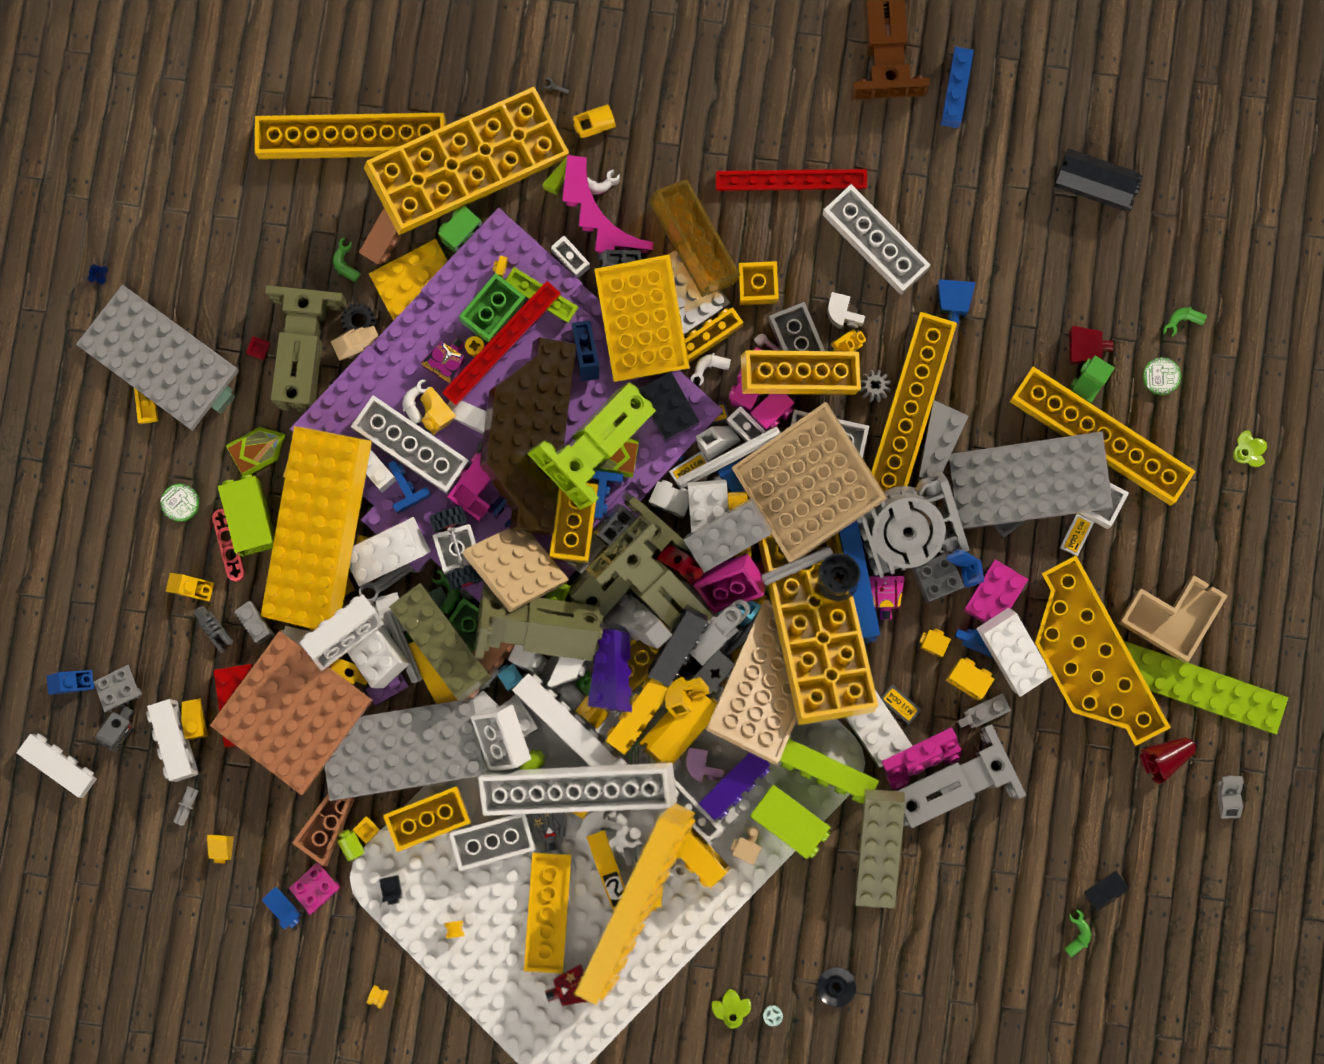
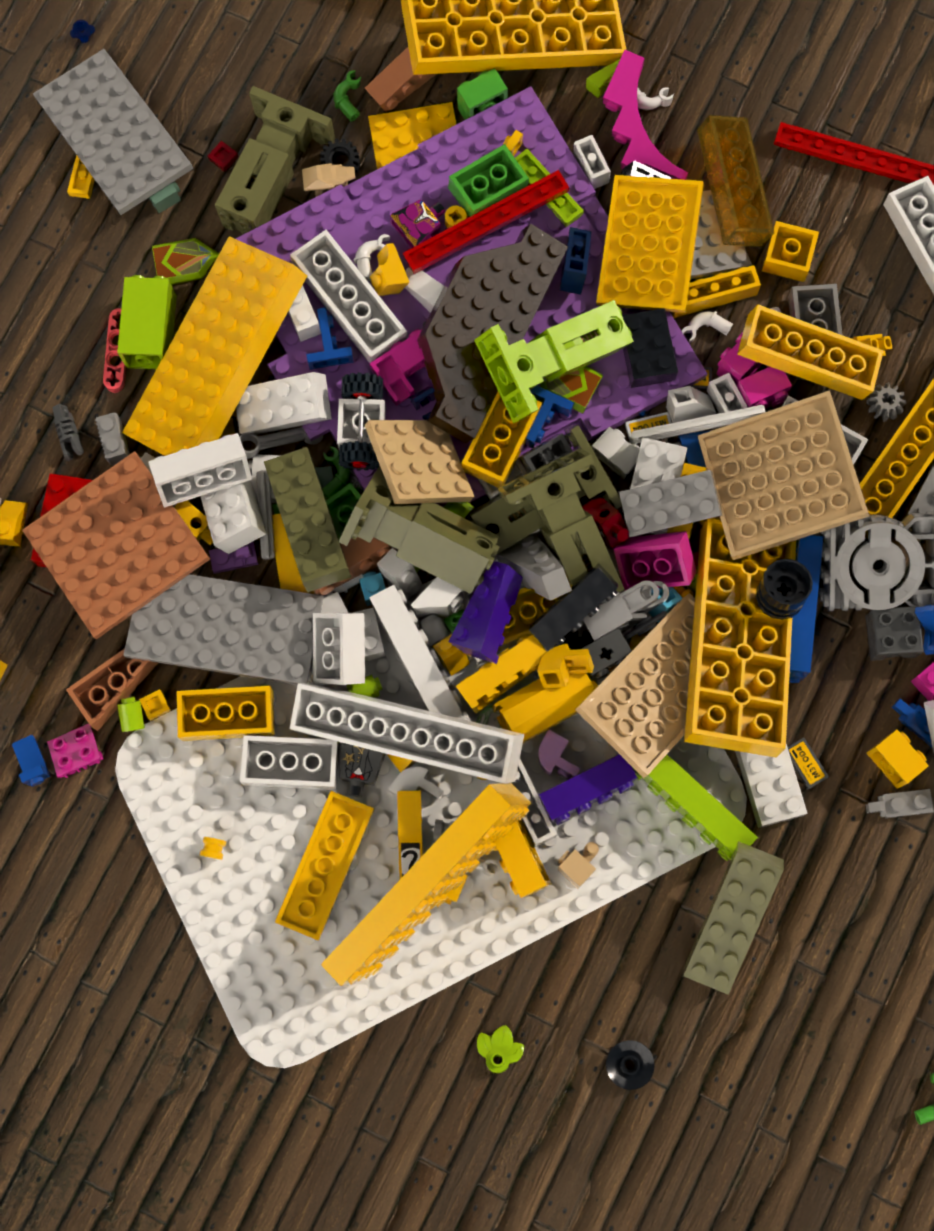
camera: 20 degrees right, 5 degrees down
(180, 502) = (81, 289): tile -> none
(189, 586) = (58, 379): yellow slope -> none
(377, 997) = (100, 896): yellow wheel -> none
(391, 889) = (158, 780): black bracket -> none
(566, 986) = (313, 956): dark red torso -> none
(600, 120) = (671, 32): yellow piece -> none
(772, 1018) = (547, 1075): light aqua wheel -> none
(790, 822) = (638, 853): lime brick -> none
(796, 565) = (735, 563): light grey axle -> none
(838, 312) = (870, 313): white brick -> none
(886, 594) = (830, 633): dark pink torso -> none
(922, 756) = (814, 828): dark pink bracket -> none
(934, 642) = (868, 705): yellow brick -> none
(959, 783) = (849, 874): light grey brick -> none

